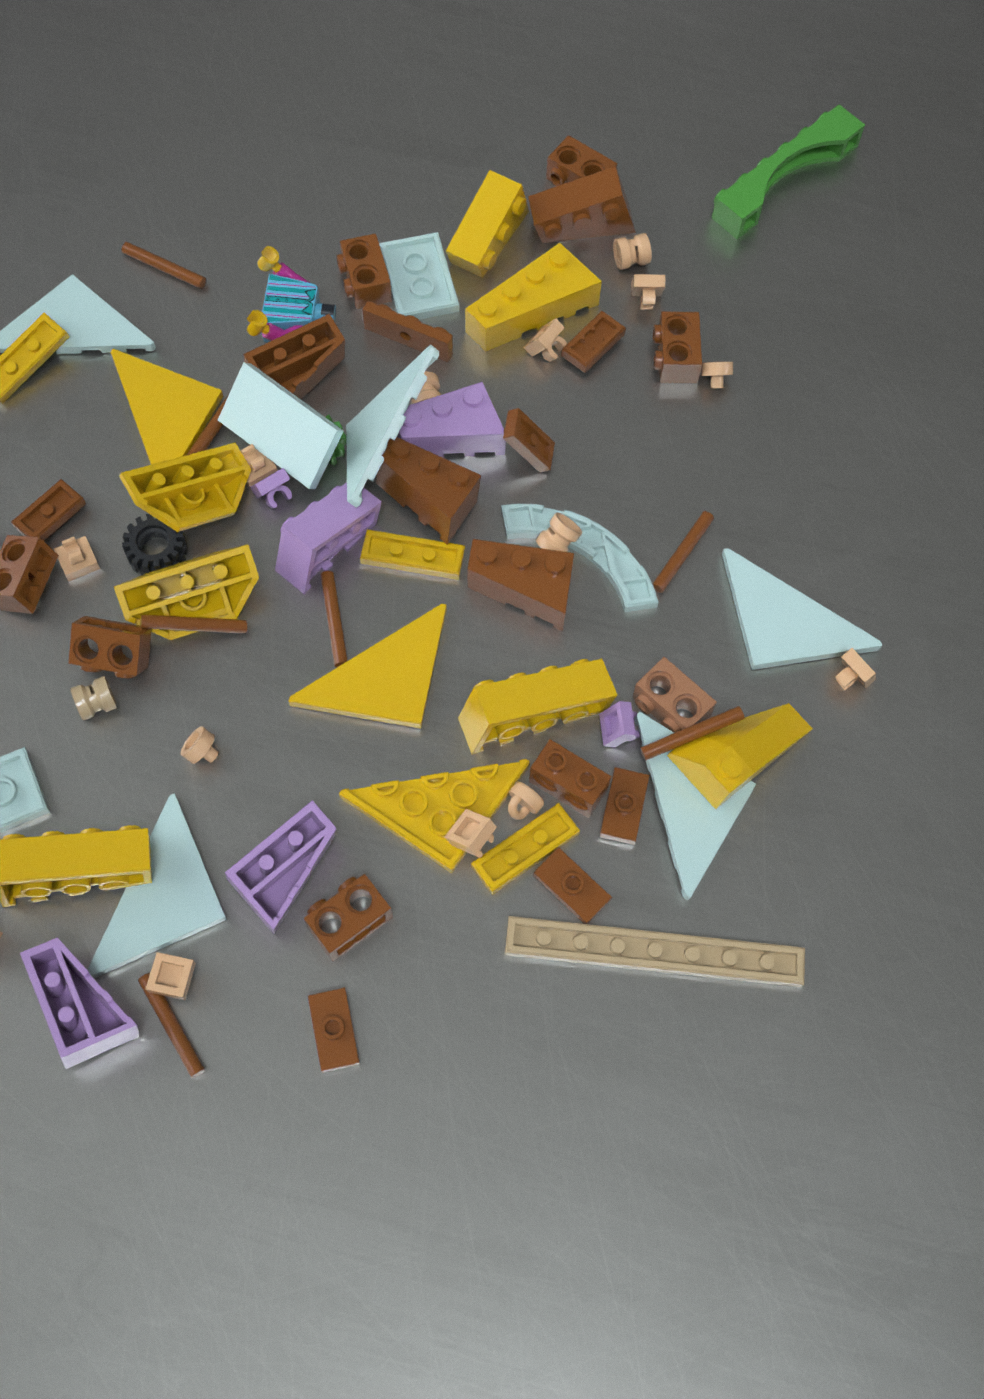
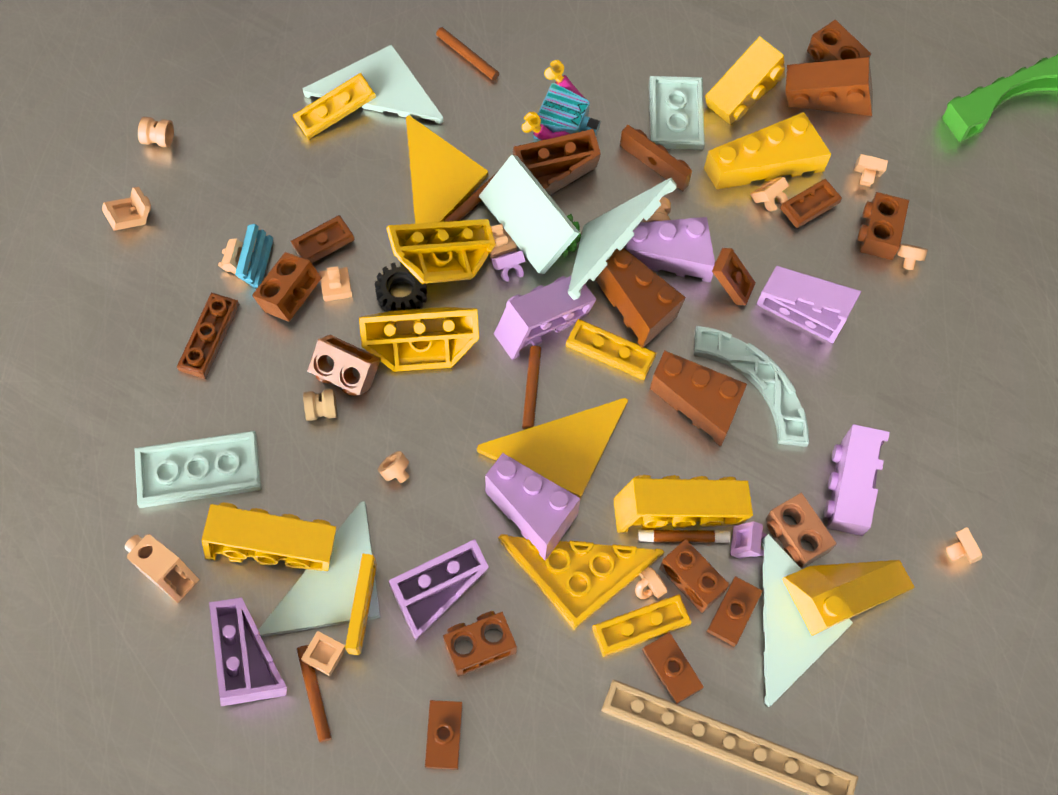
camera: 15 degrees right, 0 degrees up
(193, 624) = (415, 363): dark orange bar -> none
(200, 909) = (361, 604): none -> yellow tile
(364, 271) = (632, 97): dark orange brick -> none
(366, 743) = (532, 502): none -> lavender wedge
(471, 832) = (599, 600): light nougat tile -> none
(540, 740) = (693, 536): none -> dark orange bar
(559, 534) = (739, 364): light nougat wheel -> none
(618, 448) = (808, 302): none -> lavender wedge
(632, 251) = (865, 132): light nougat wheel -> none
(683, 551) = (841, 404): dark orange bar -> none
(692, 733) = (808, 565): dark orange bar -> none
(718, 628) = (855, 480): none -> lavender wedge
(784, 624) = (916, 491): light aqua tile -> none

